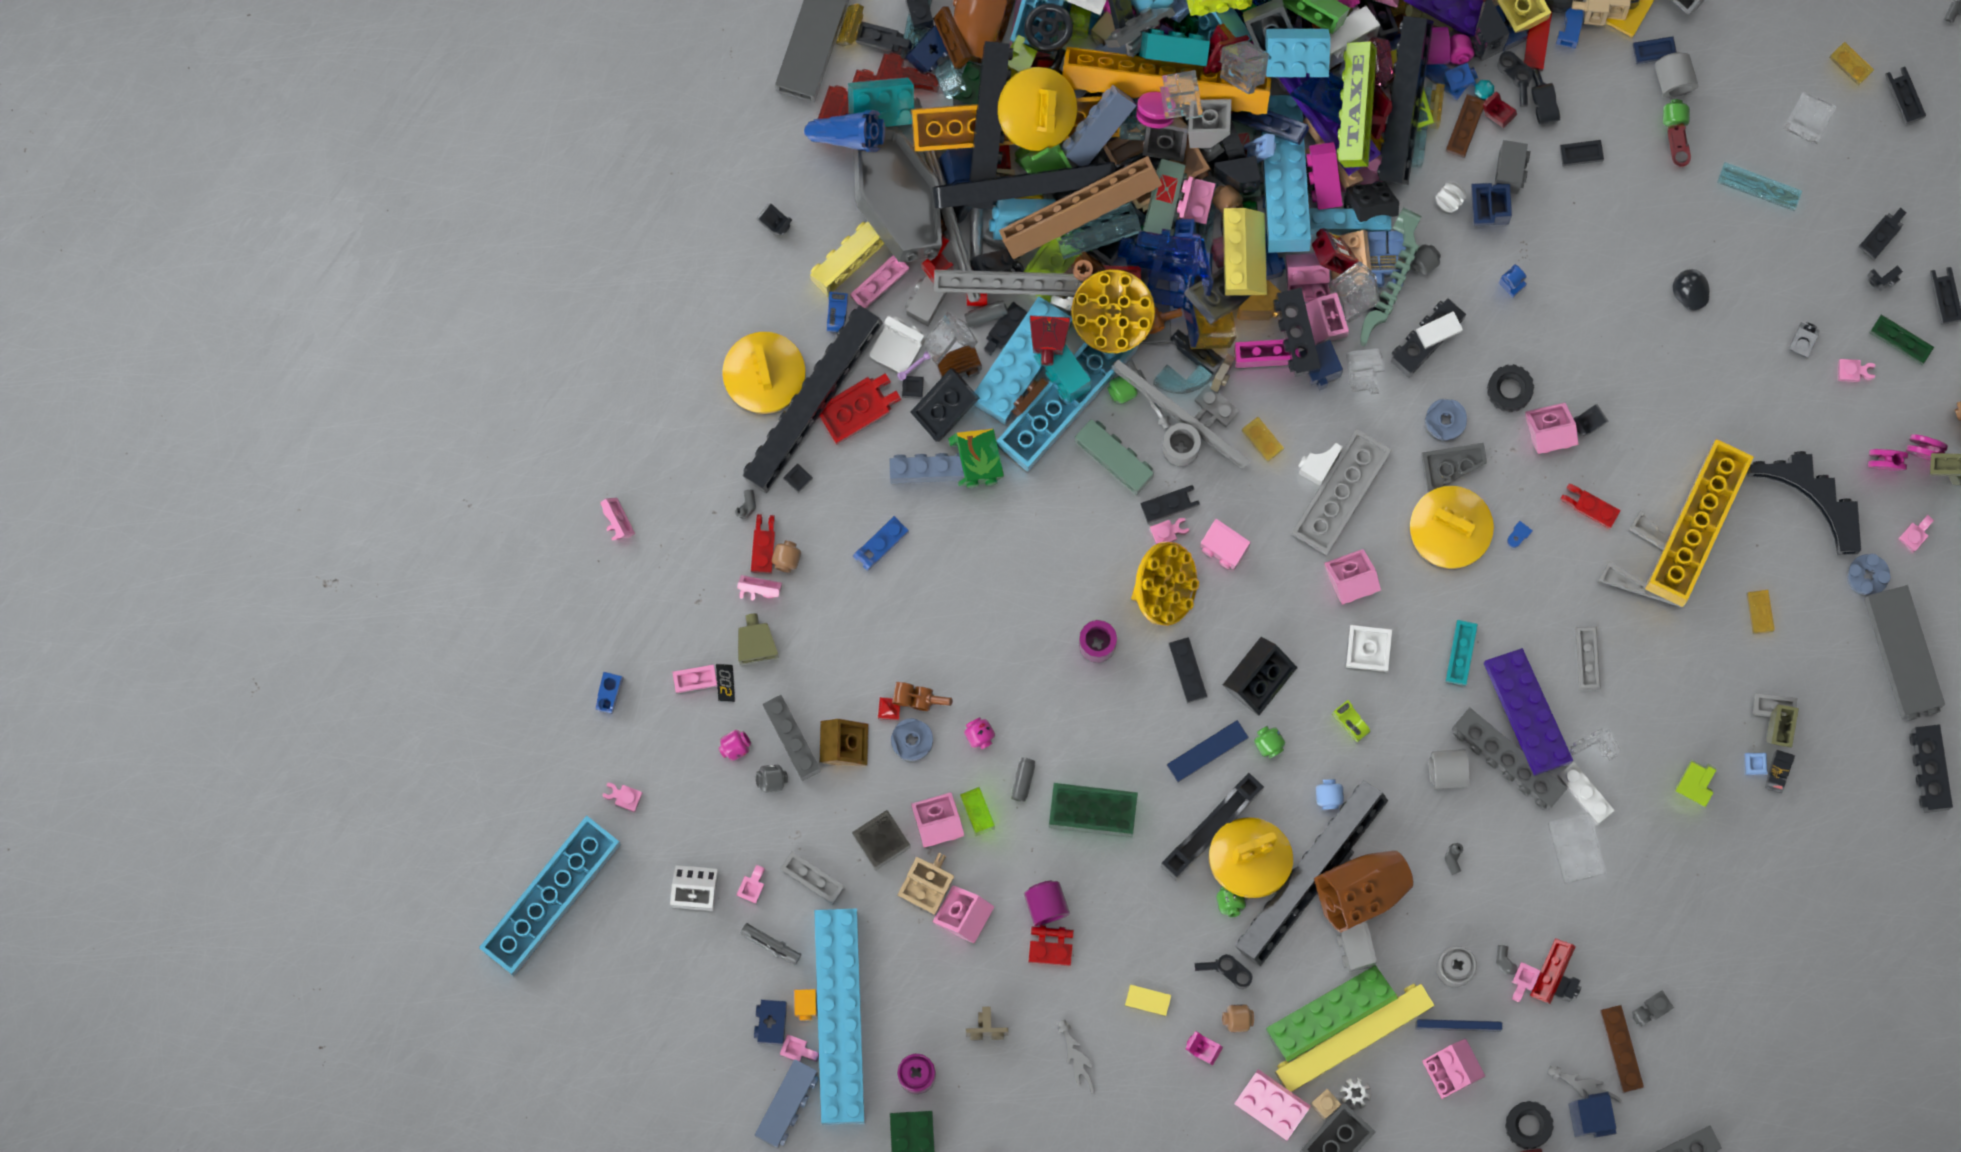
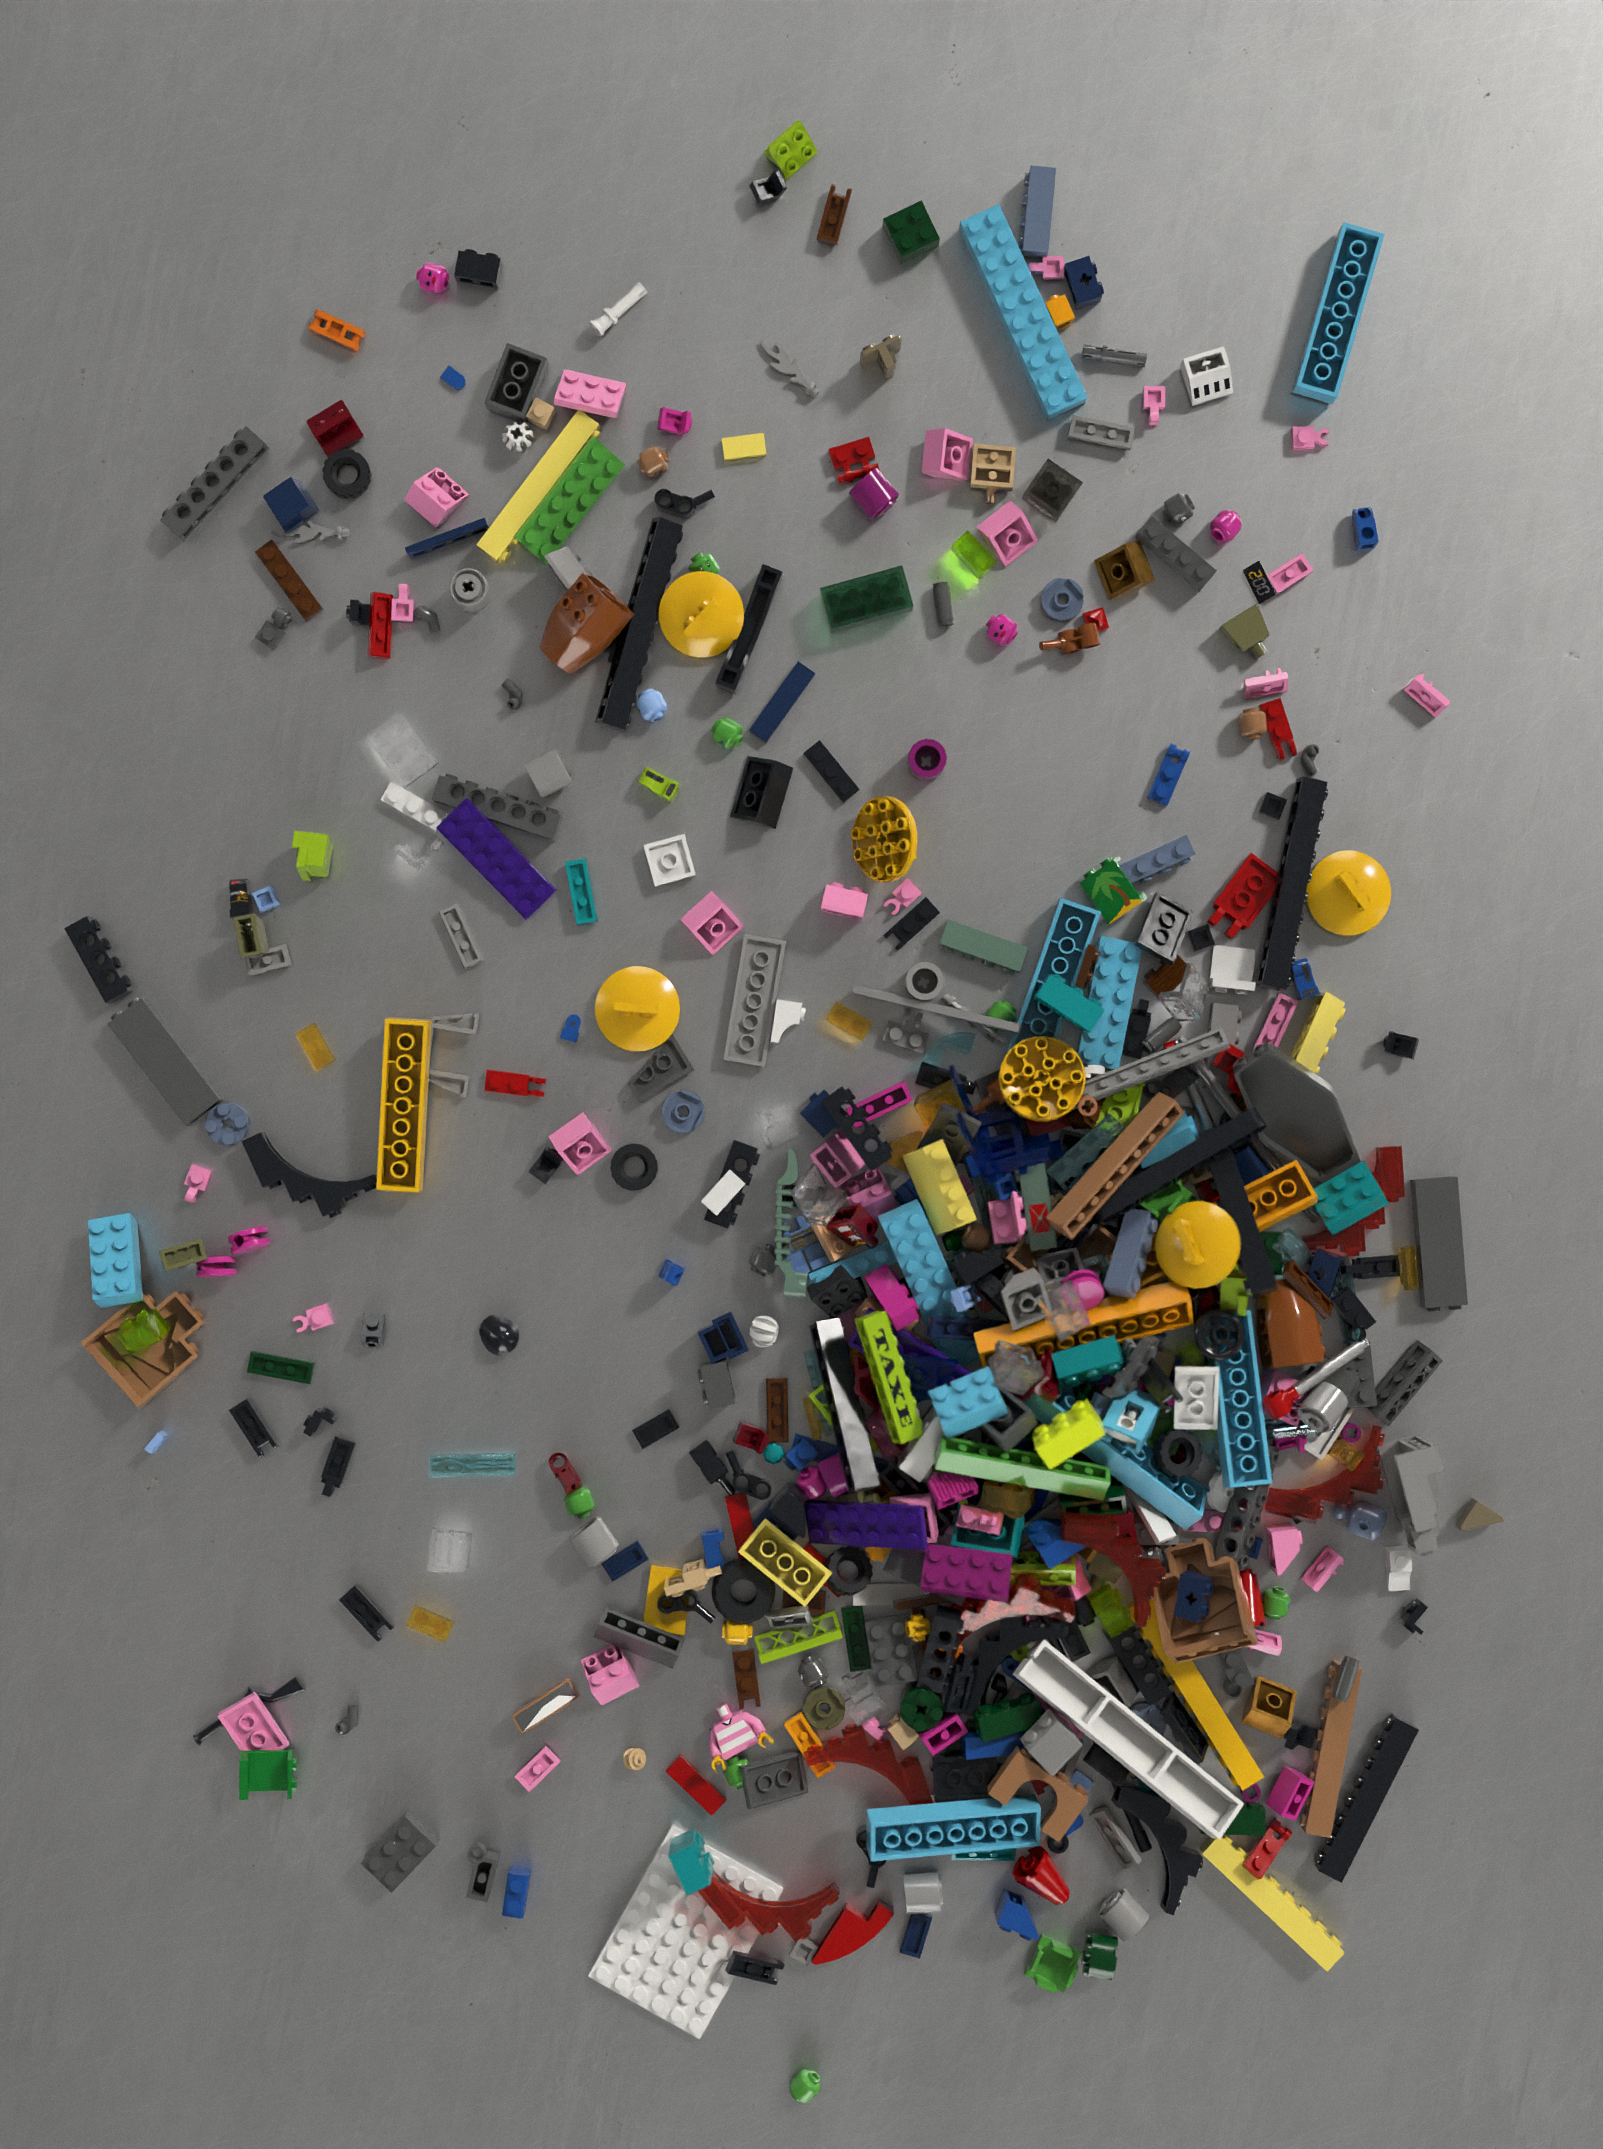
camera: 155 degrees right, 10 degrees up
(853, 131) = (1364, 1153): blue cone -> none
(902, 375) = (1215, 942): lavender hinge -> none
(916, 1085) = (929, 298): magenta piece -> none
(1048, 336) = (1094, 1018): dark red torso -> none
(1222, 377) = (912, 1064): dark tan plate -> none

